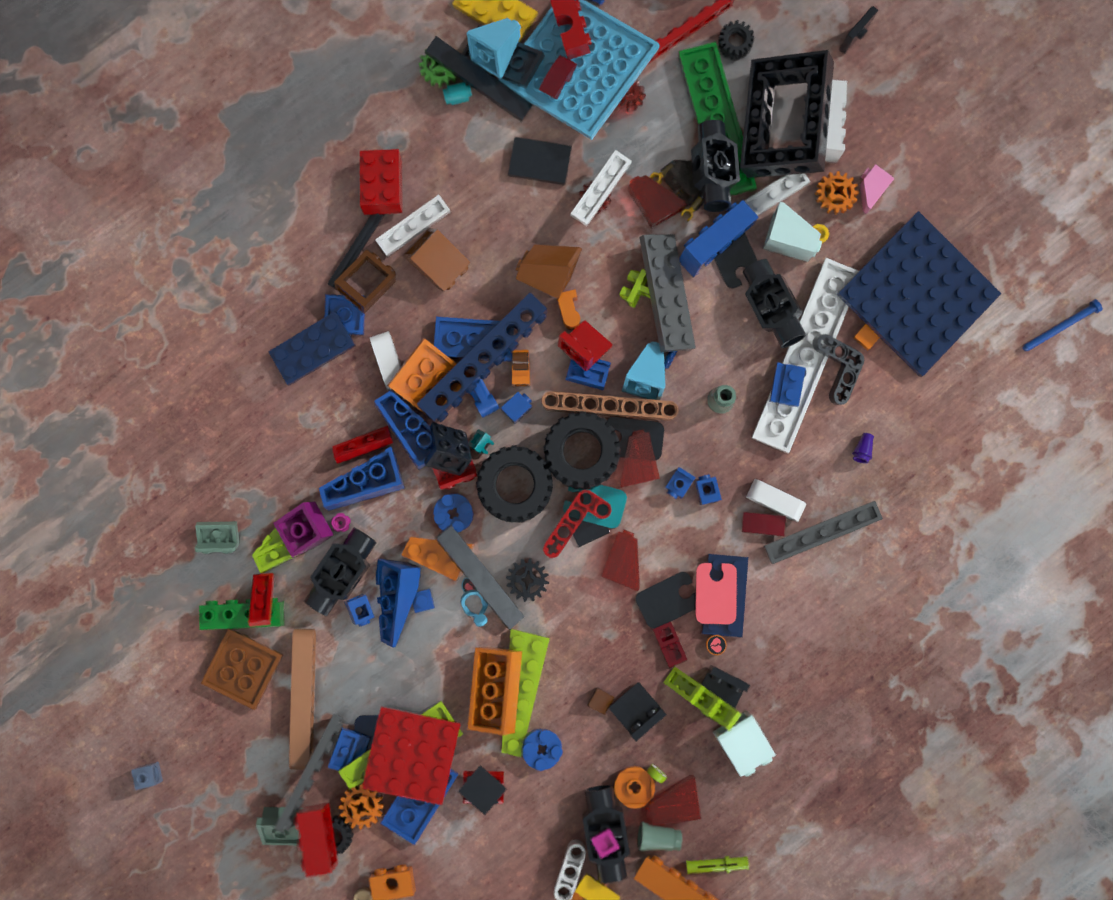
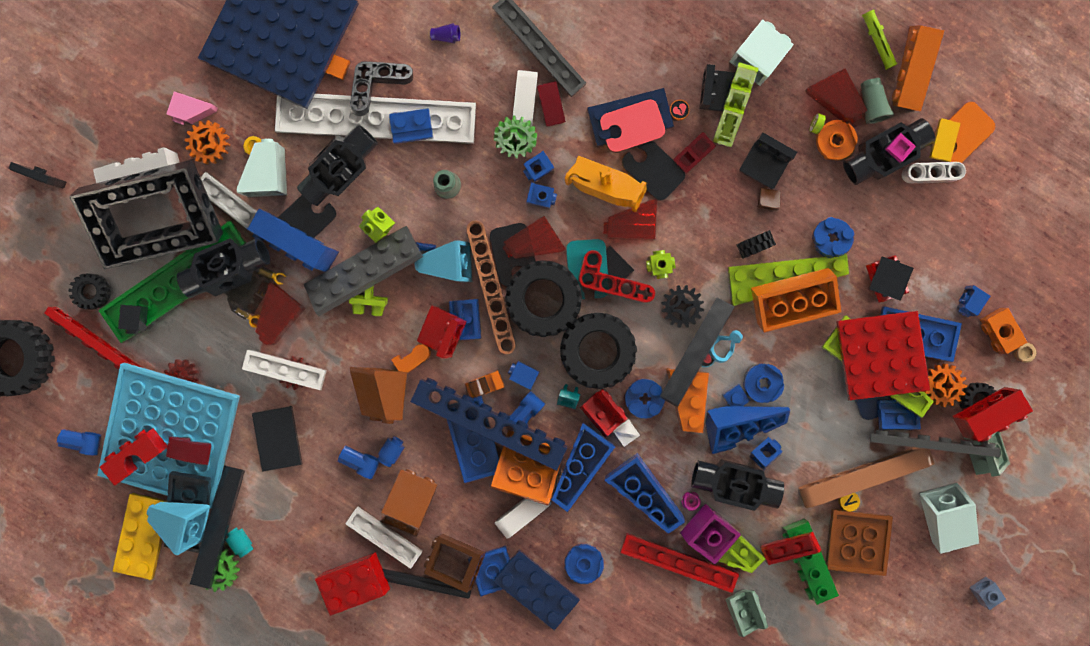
camera: 110 degrees left, 5 degrees up
(232, 765) = (950, 518): none -> light aqua slope
(283, 674) = (849, 502): none -> yellow tile
(286, 491) = (679, 562): none -> red plate
(319, 401) = (584, 563): none -> blue tile
(362, 444) = (611, 507): red plate -> none
(427, 484) = (626, 432): none -> white tile
(427, 620) = (775, 381): none -> blue plate
(431, 863) = (972, 301): none -> blue brick
(450, 450) = (586, 423): black bracket -> none
(487, 231) = (363, 463): none -> blue piece
(490, 259) = (390, 451): none -> blue brick
(561, 671) = (756, 244): none -> black tyre
(574, 581) = (655, 270): none -> lime brick
(669, 548) = (606, 183): none -> light orange piece
(697, 69) = (133, 318): none -> black brick
(706, 320) = (376, 224): none -> lime brick
(743, 478) = (523, 133): none -> bright green gear

